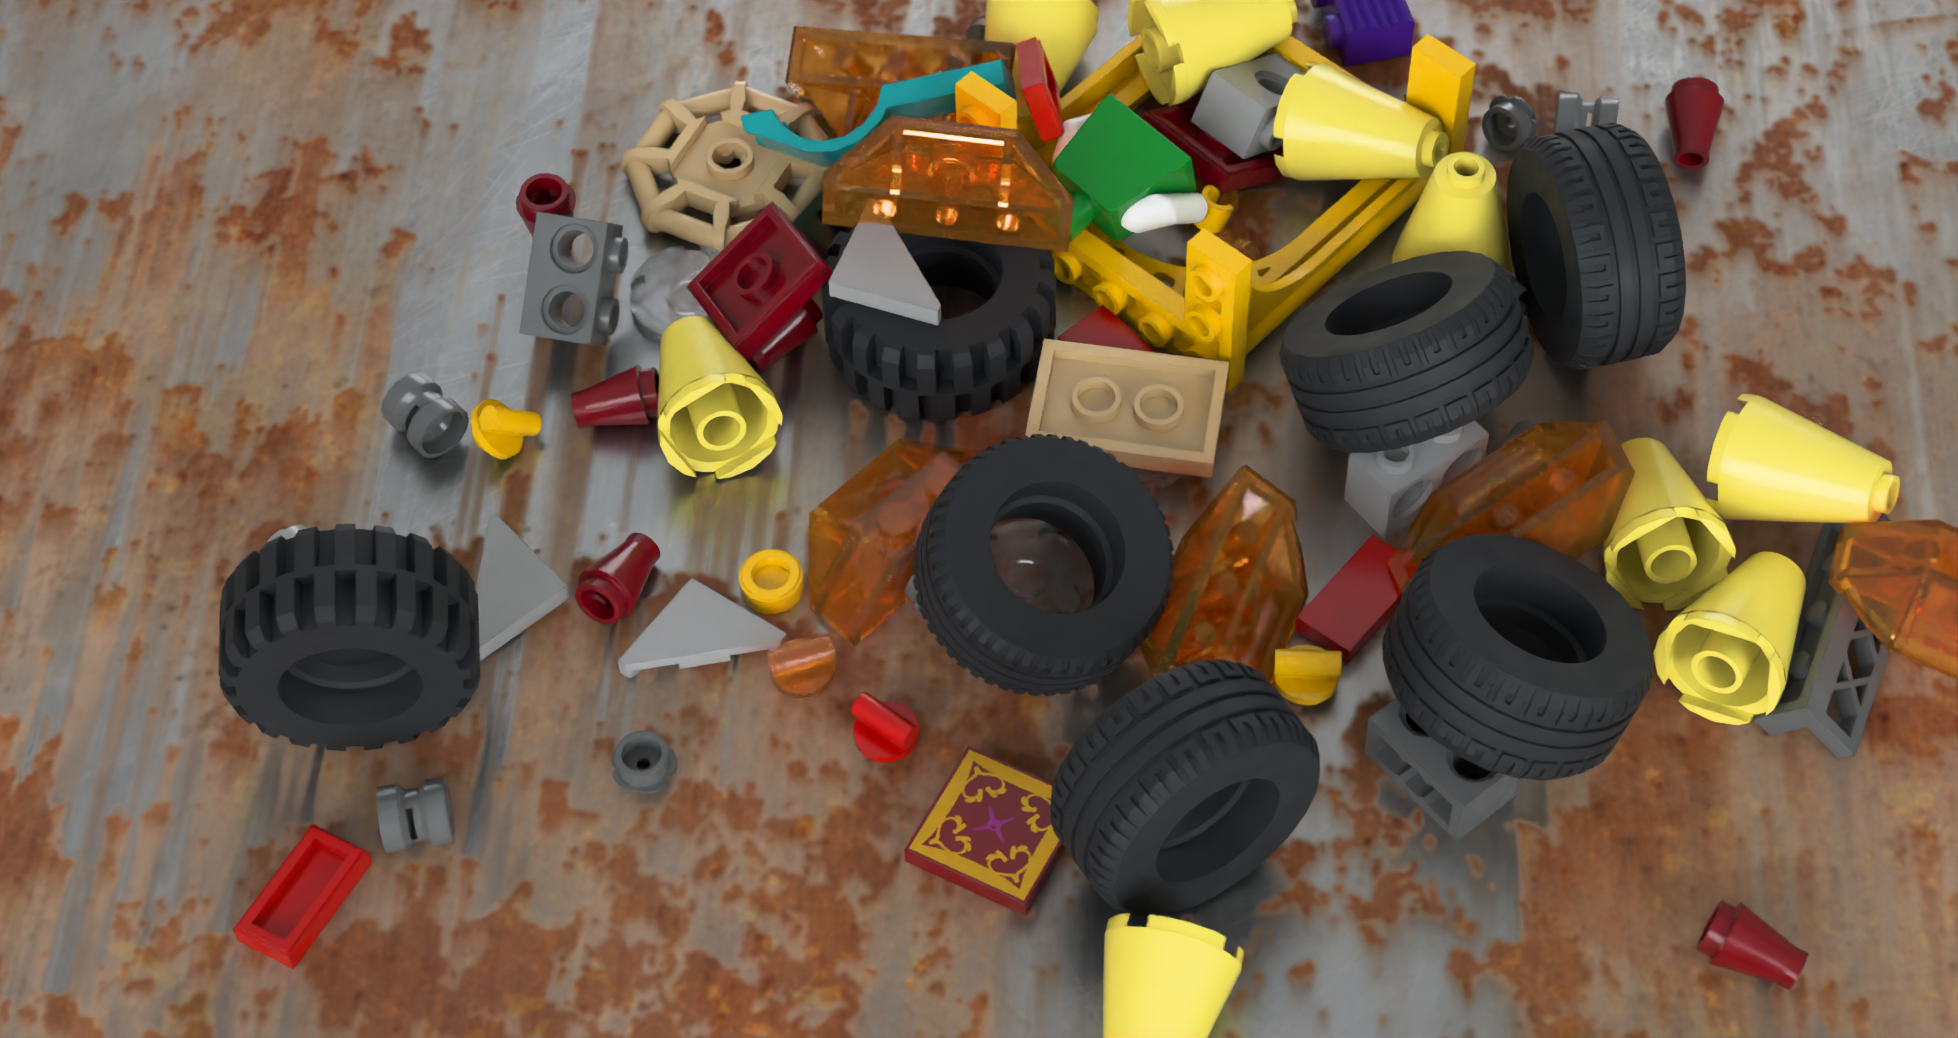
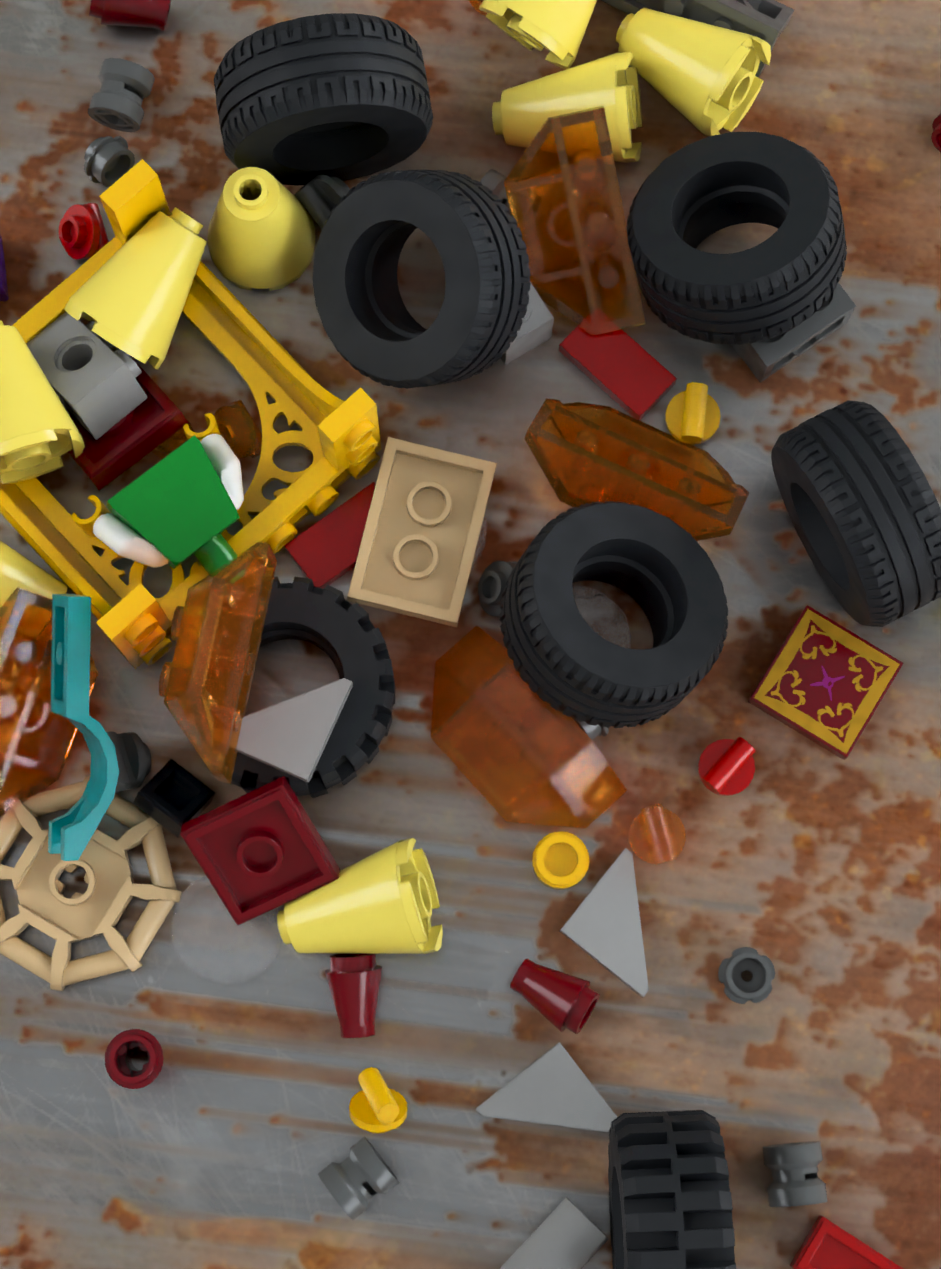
camera: 90 degrees left, 25 degrees up
(556, 276) = (229, 1037): dark grey brick -> none
(1040, 89) = (76, 568): red tile -> none

